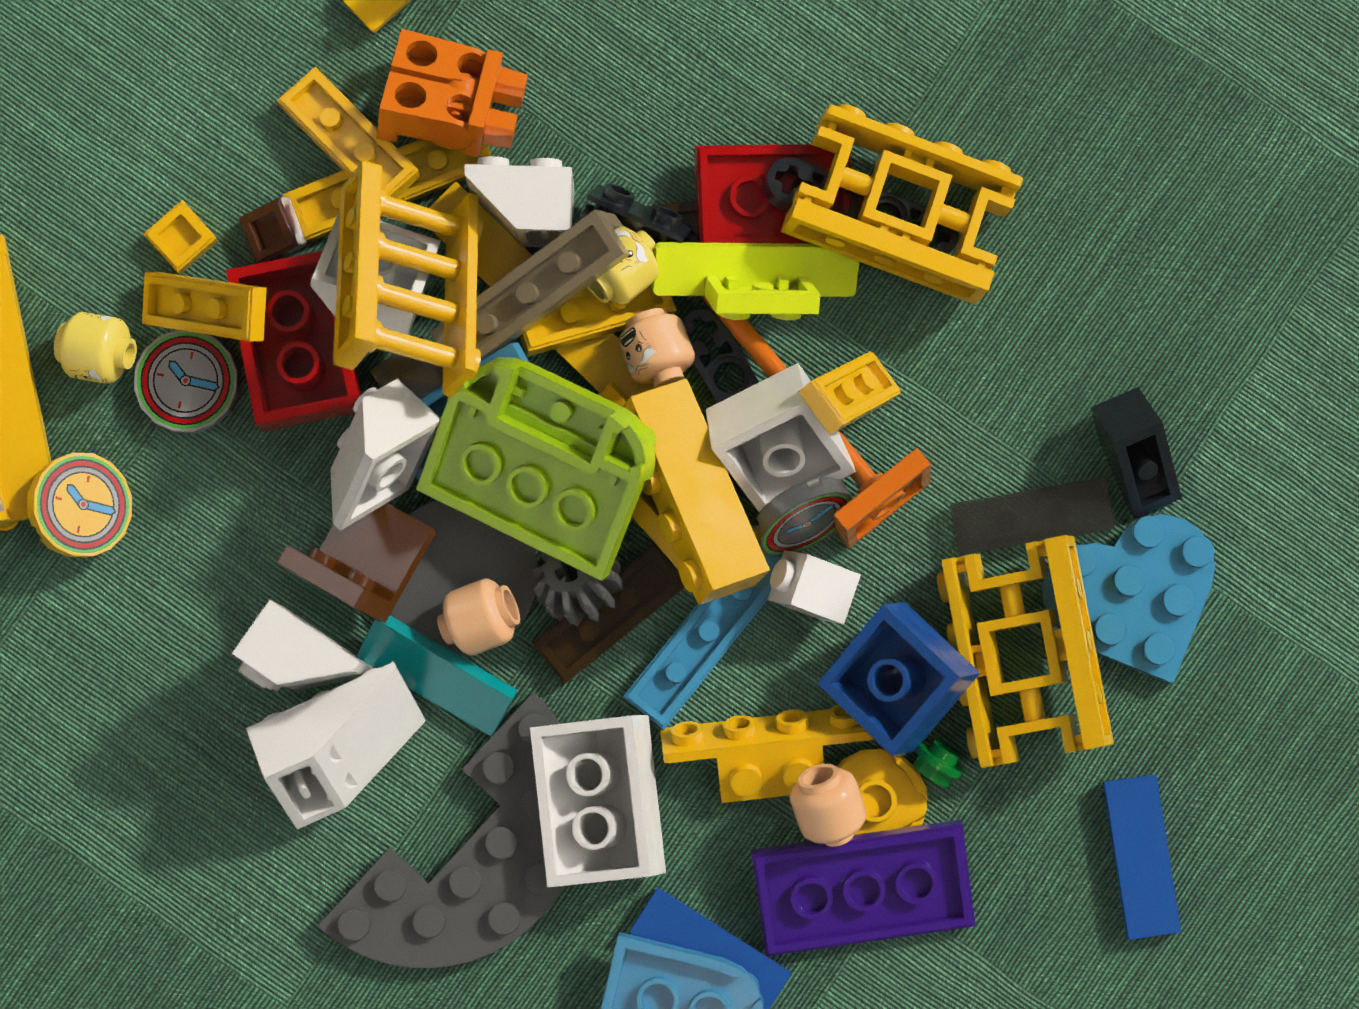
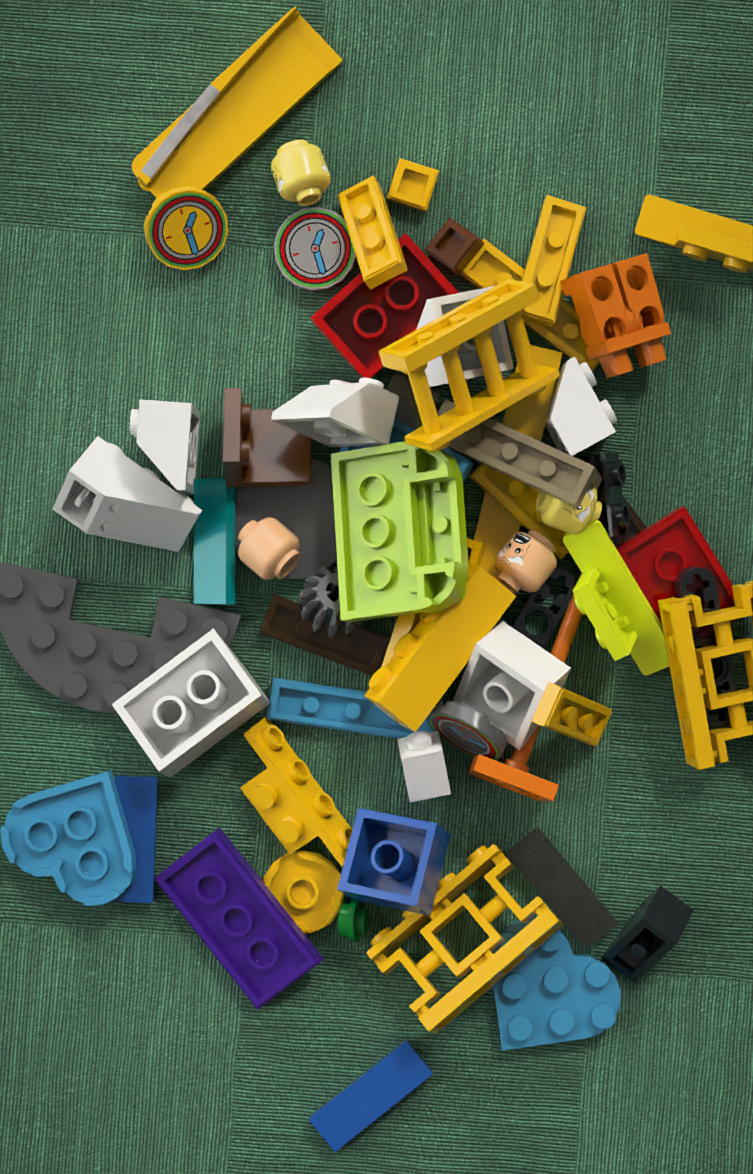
camera: 55 degrees right, 5 degrees up
(827, 805) = (279, 863): light nougat head -> none

